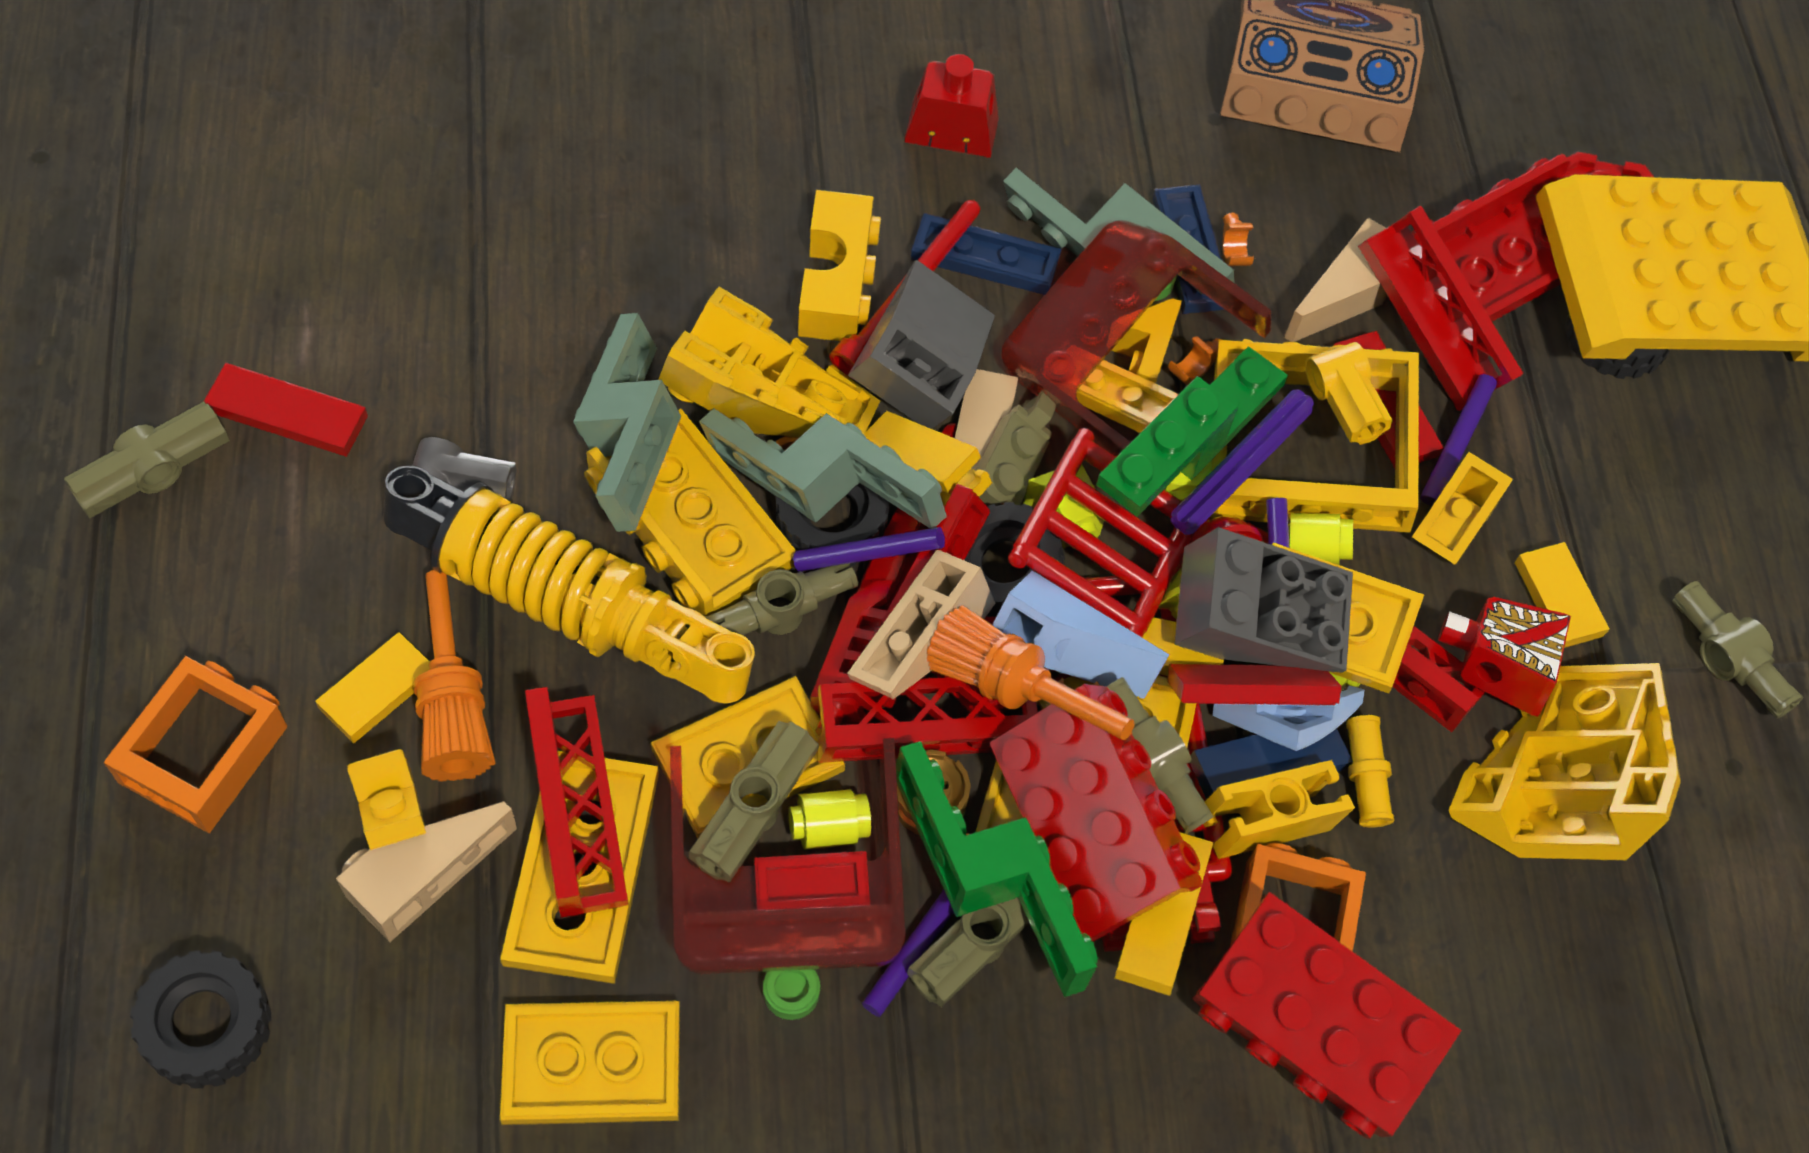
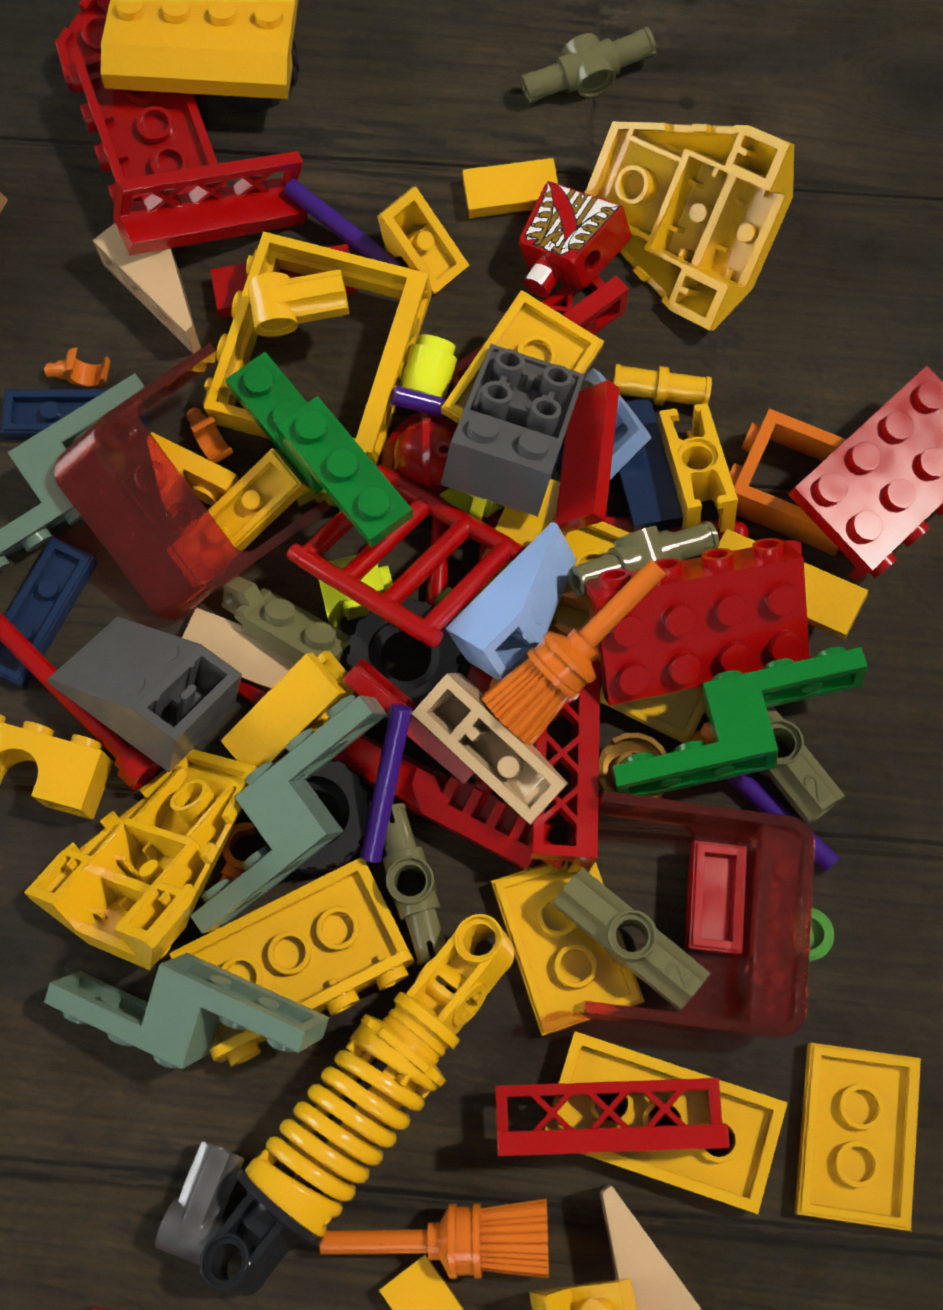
camera: 70 degrees left, 10 degrees up
(830, 819) = (647, 871): neon yellow brick -> none
(1241, 462) = (349, 413): dark purple axle -> none

